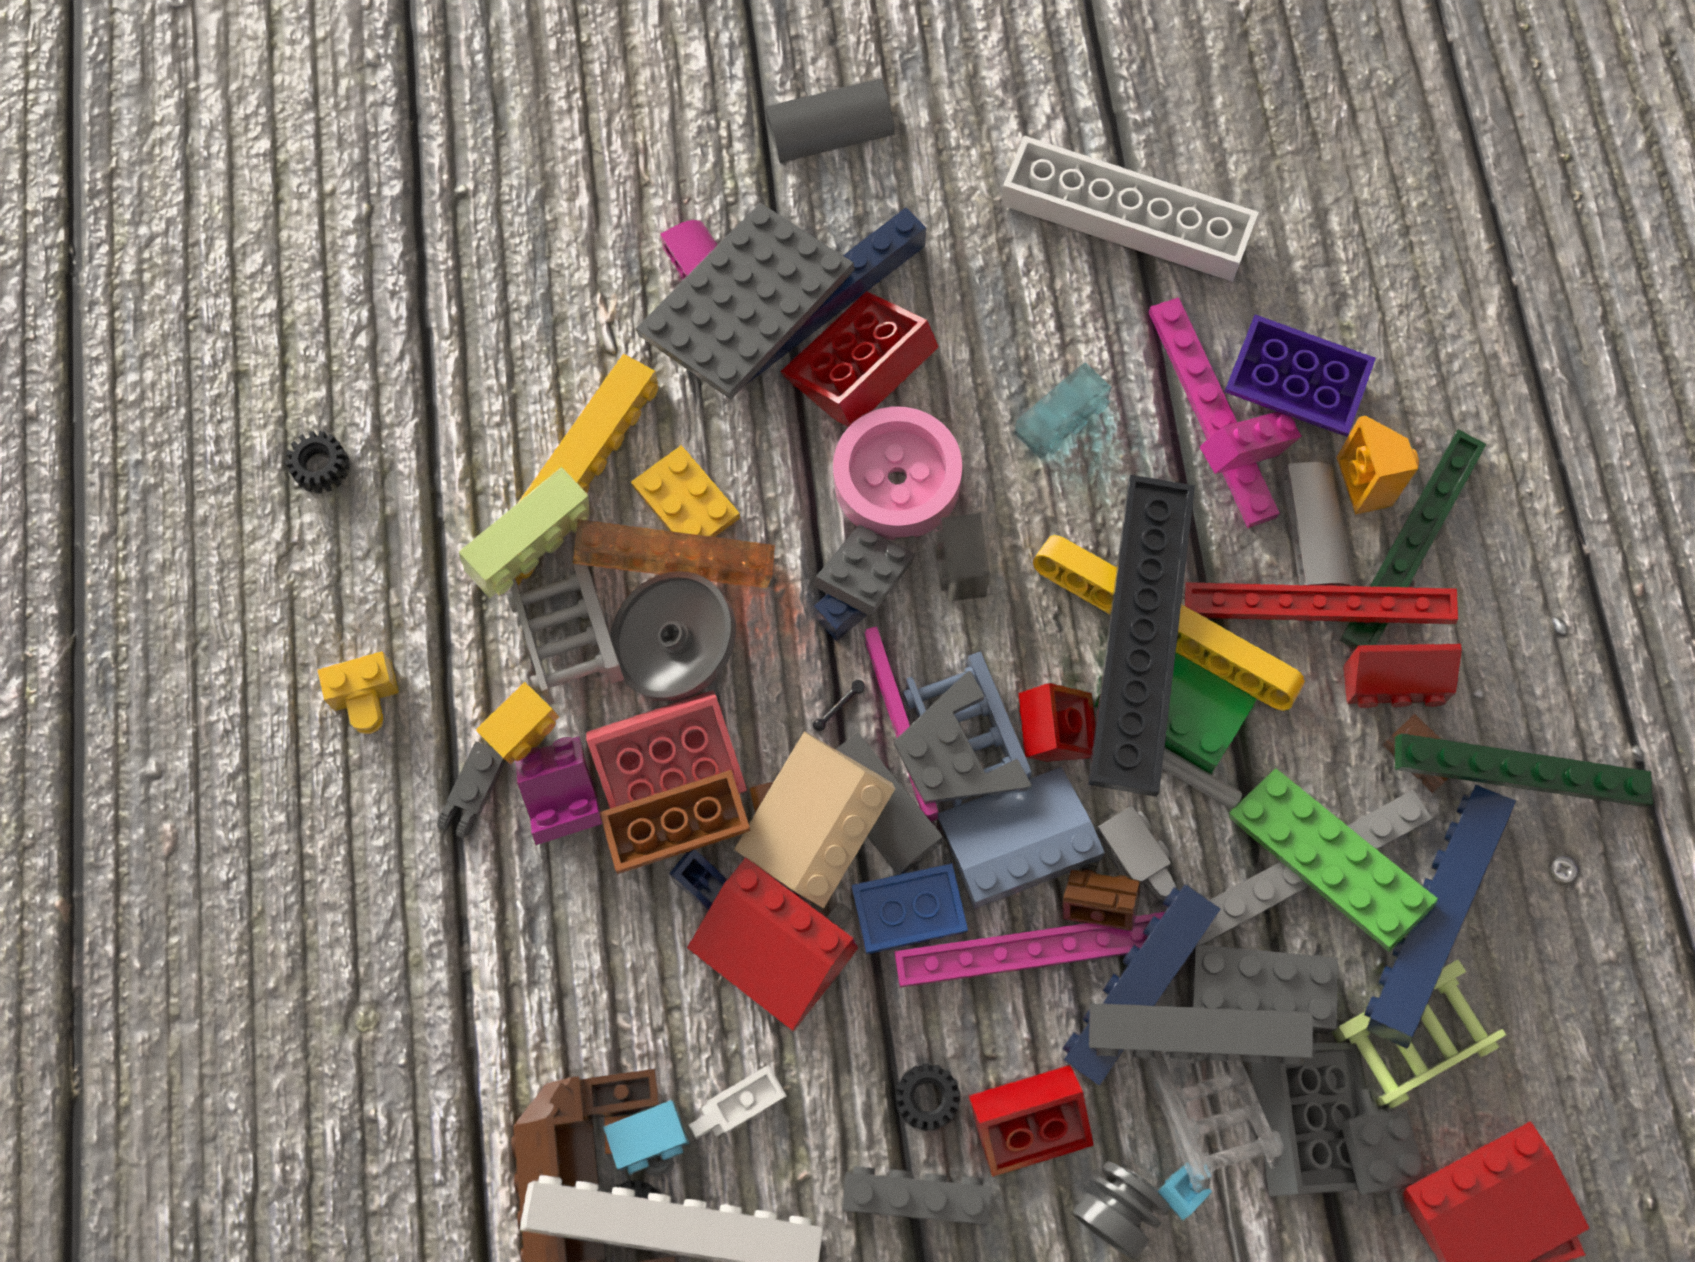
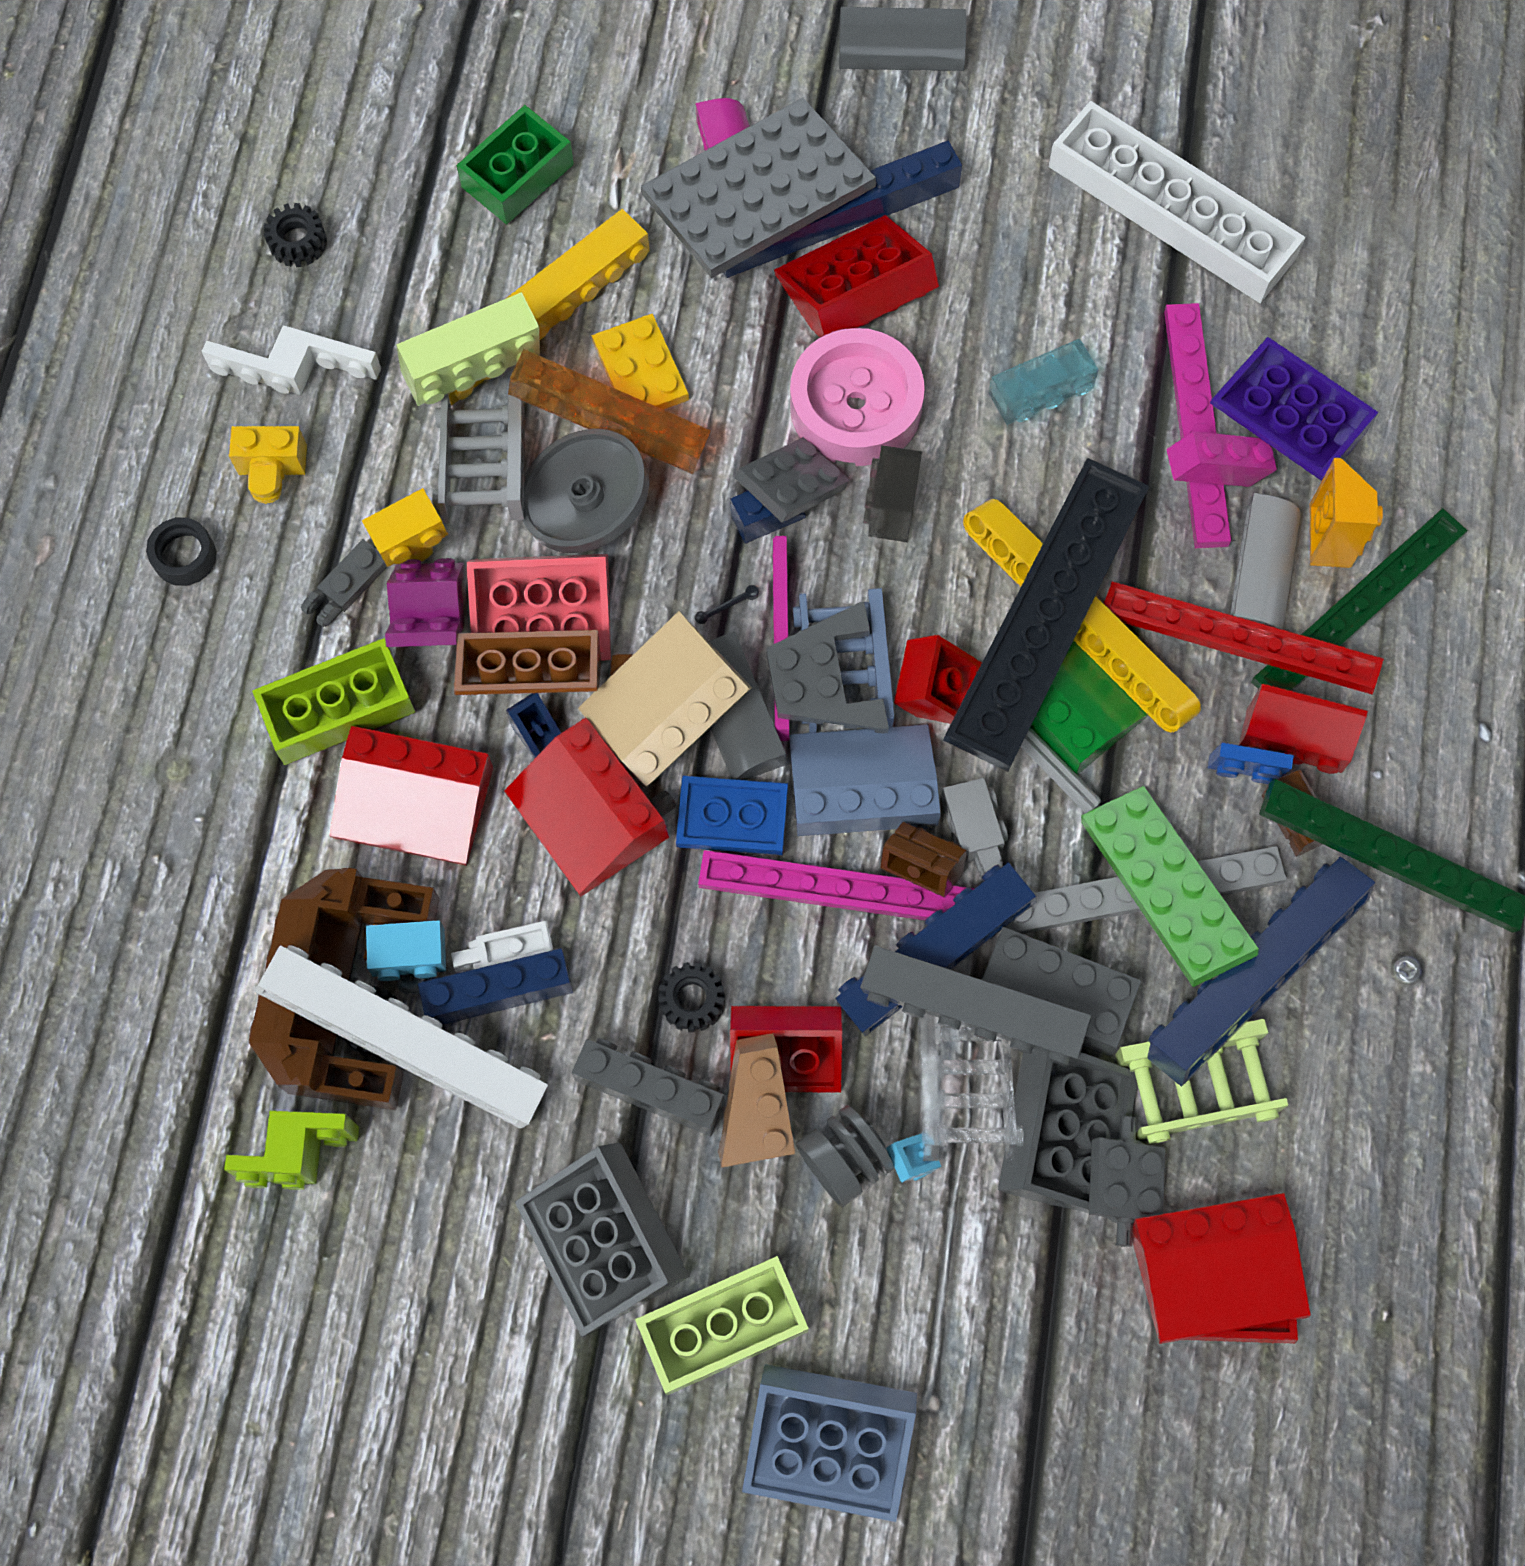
camera: 15 degrees right, 0 degrees up
(284, 789) = (173, 529): none -> black tyre
(352, 586) = (291, 360): none -> white bracket
(498, 911) = (324, 701): none -> lime brick
(508, 337) = (515, 164): none -> green brick
(599, 981) = (410, 795): none -> slope
(741, 1146) = (496, 987): none -> dark blue brick
(1025, 1188) = (756, 1107): none -> medium nougat wedge
(1378, 720) = (1260, 764): none -> blue plate

